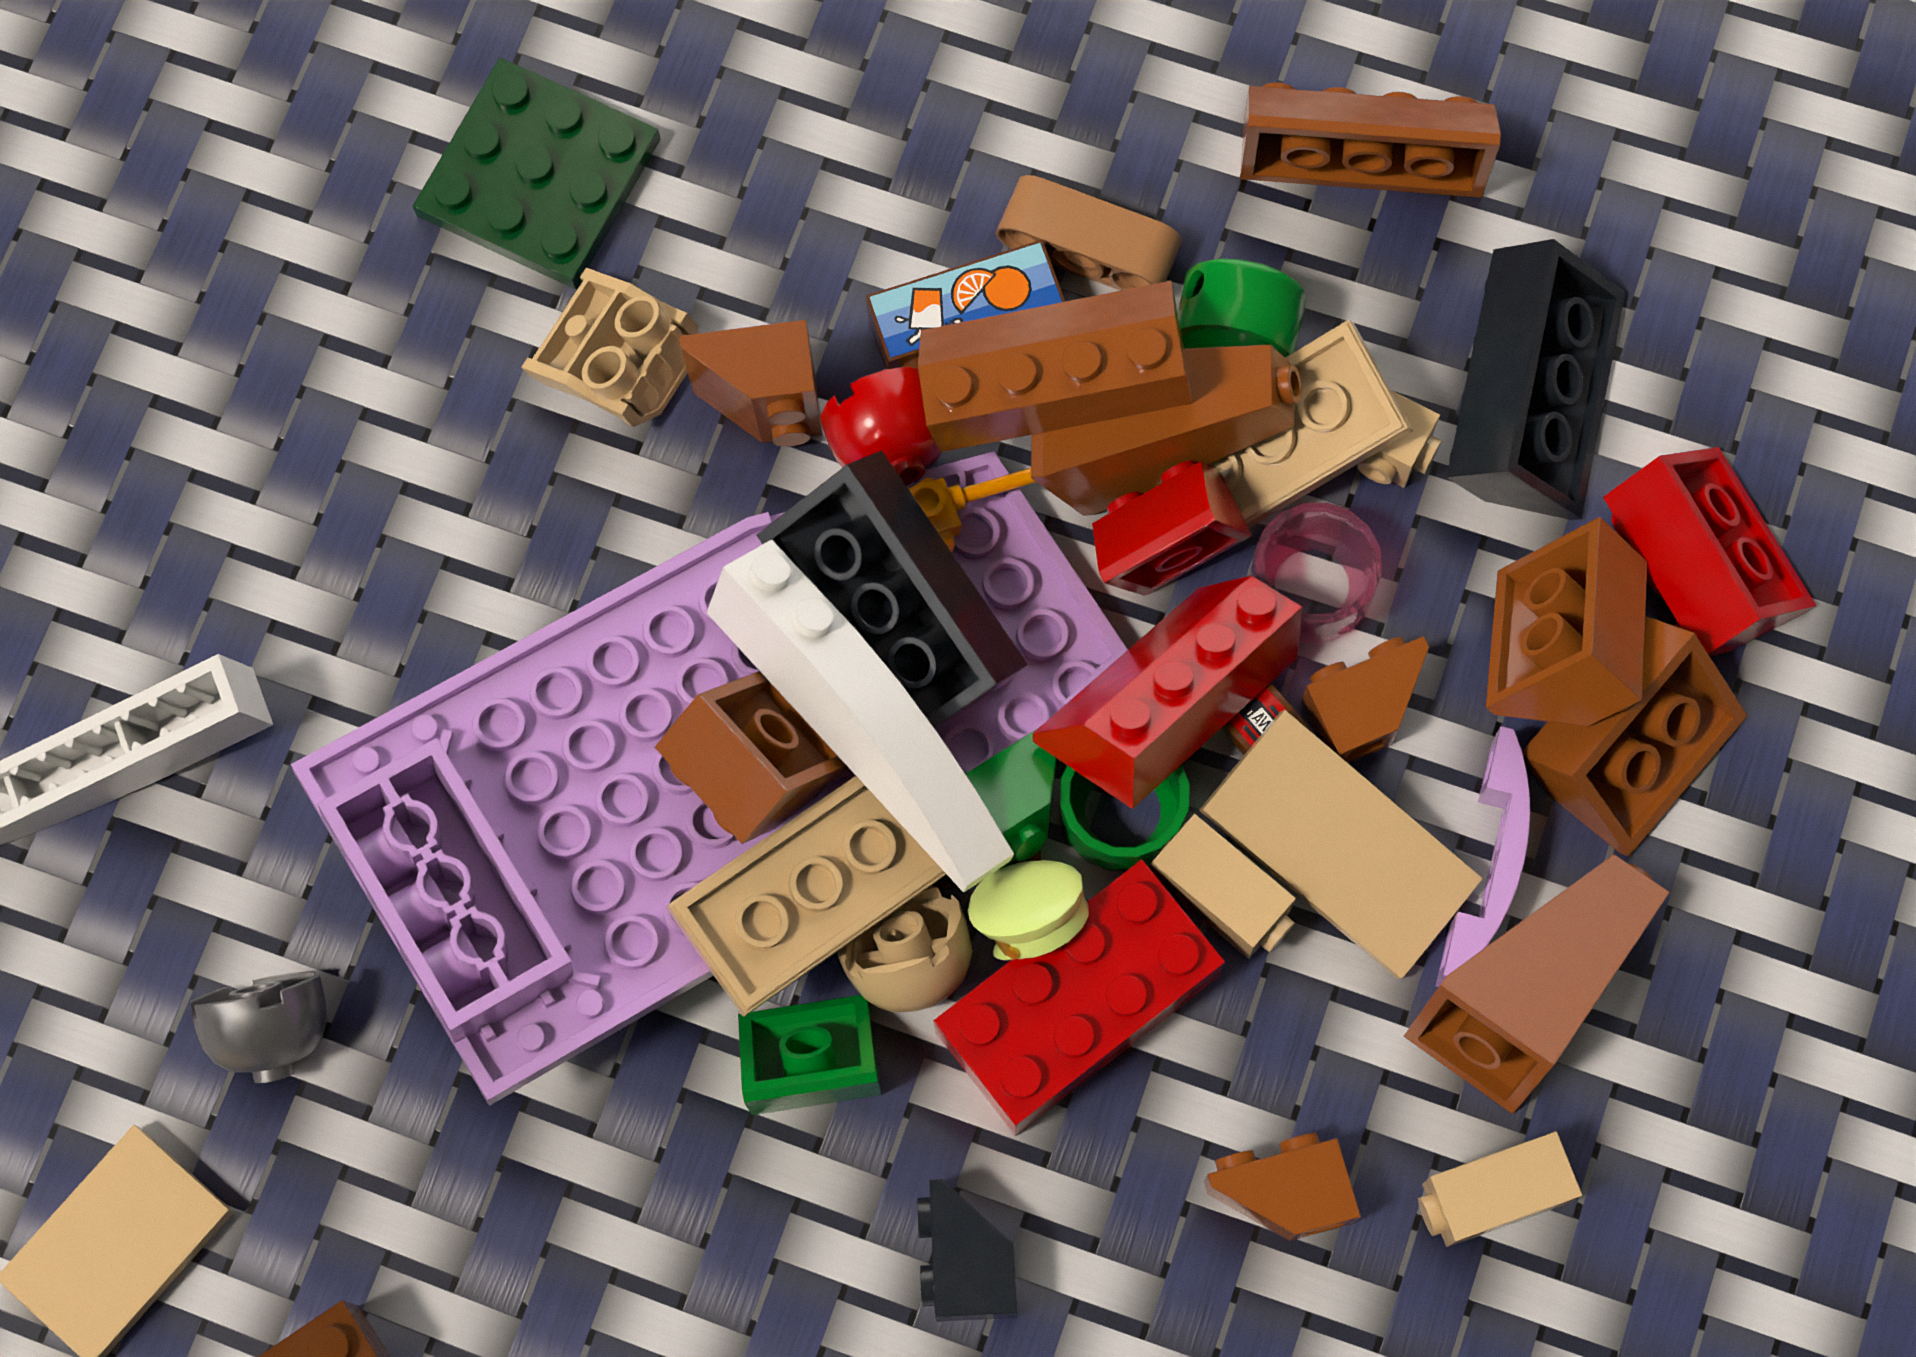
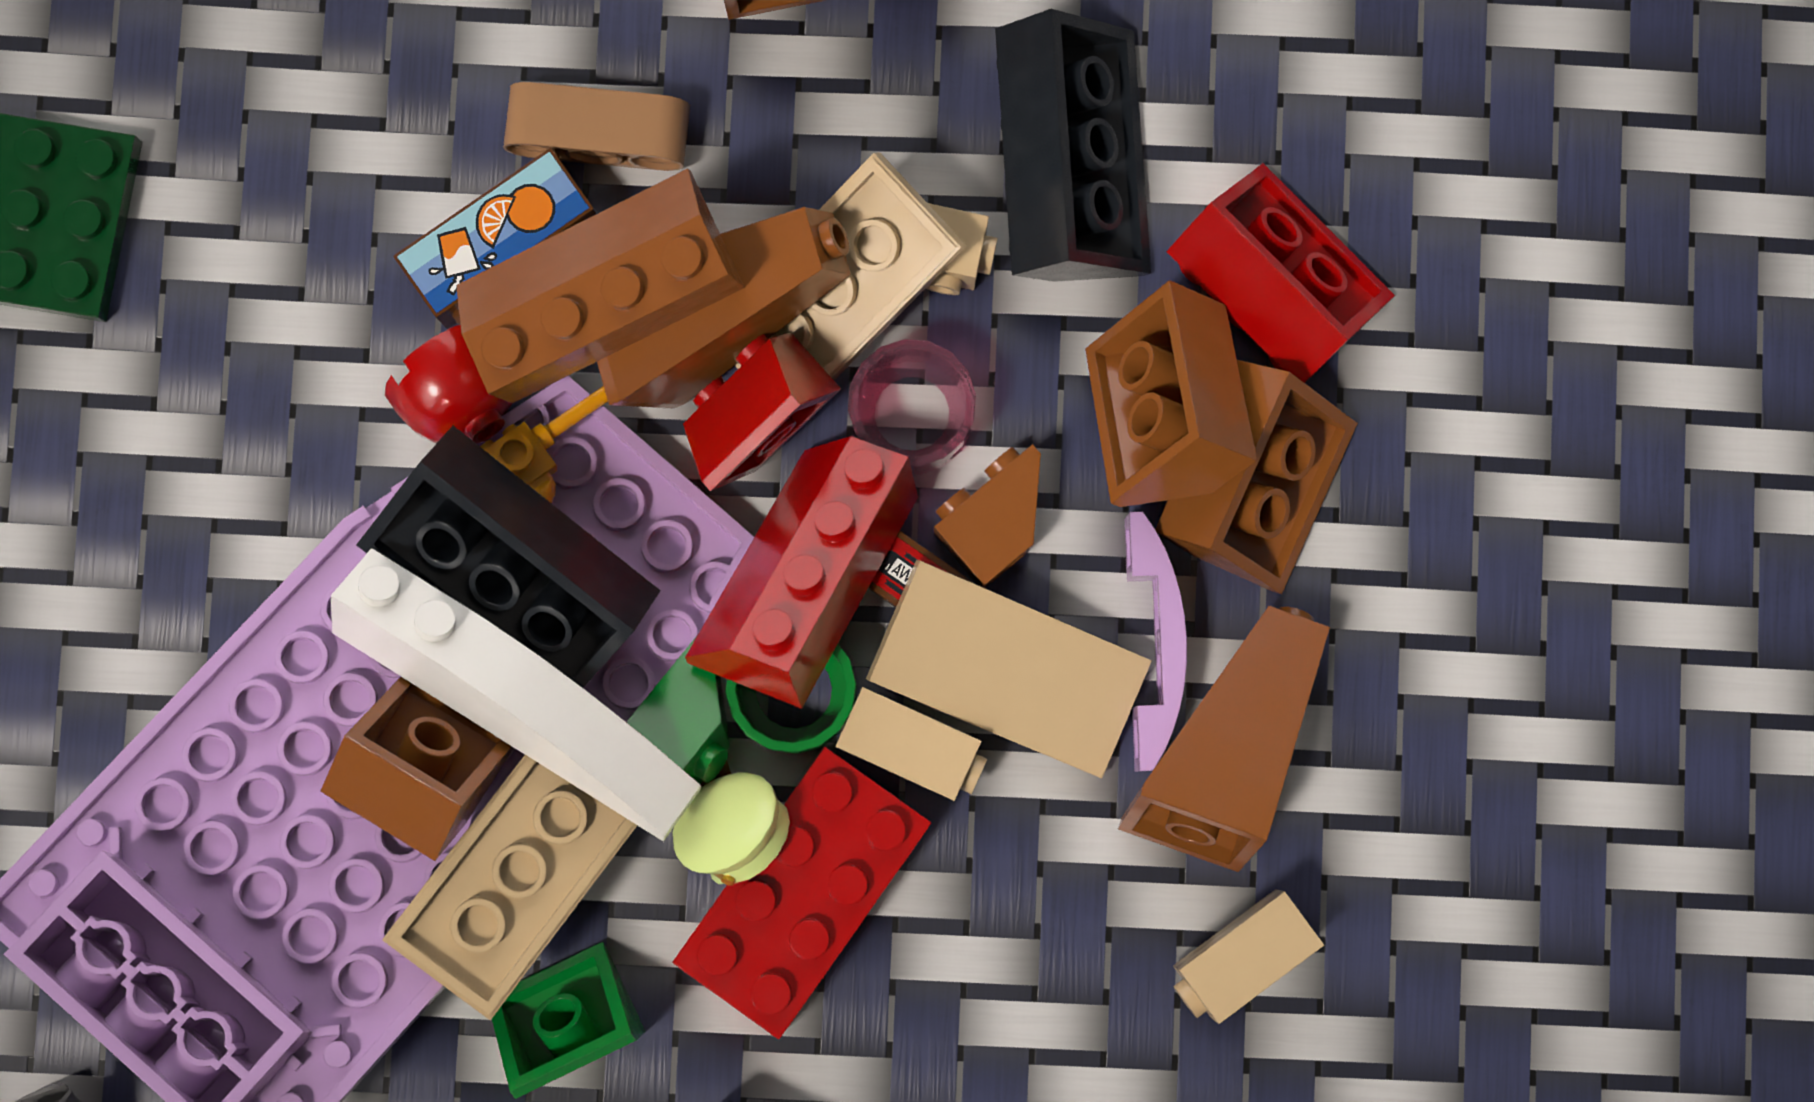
camera: 20 degrees left, 10 degrees up
(615, 349) = (164, 378): tan slope -> none
(758, 379) = (316, 369): dark orange slope -> none
(911, 955) = (634, 902): tan cylinder -> none
(1240, 306) = (765, 169): green piece -> none
(1289, 1192) = (1053, 1015): dark orange slope -> none

